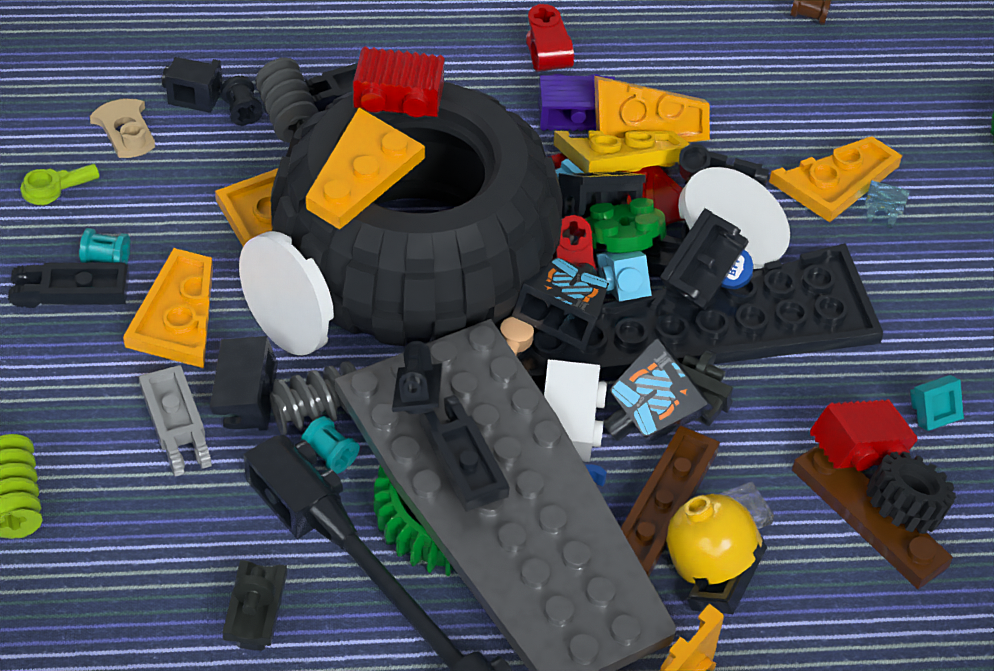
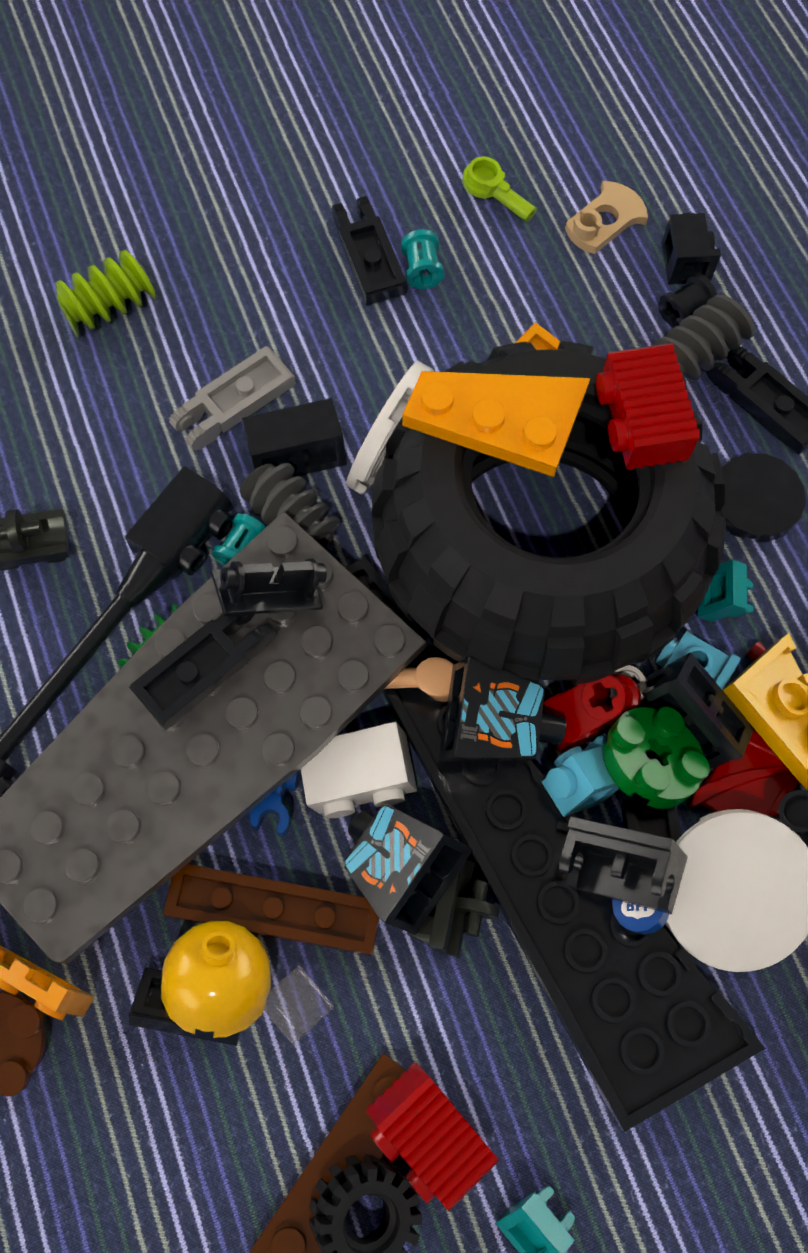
camera: 75 degrees right, 20 degrees up
(175, 311) = (369, 349): light orange wing -> none

